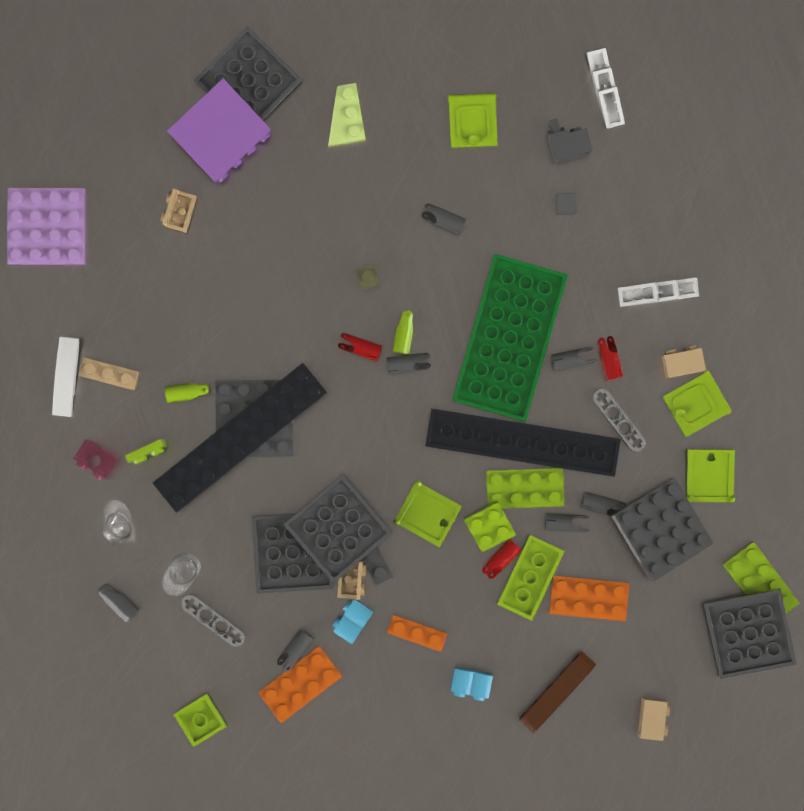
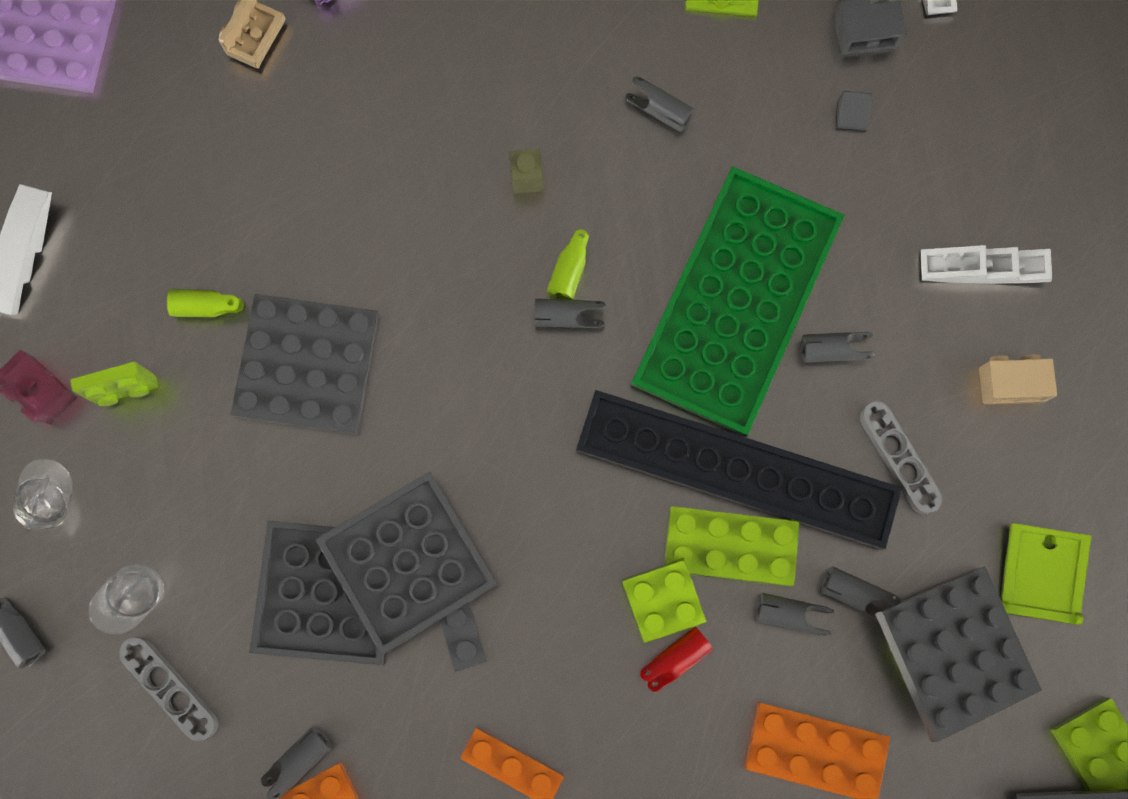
camera: 10 degrees right, 10 degrees down
(109, 373) = (89, 258): tan plate -> none
(239, 437) = (270, 388): black plate -> none
(350, 583) = (412, 659): tan bracket -> none
(353, 620) = (404, 727): medium azure brick -> none
(361, 347) = (499, 278): red piece -> none
(424, 511) = (557, 560): lime container -> none
(530, 577) = (721, 700): lime plate -> none
(610, 358) = (898, 357): red piece -> none
(697, 403) = (1031, 452): lime container -> none

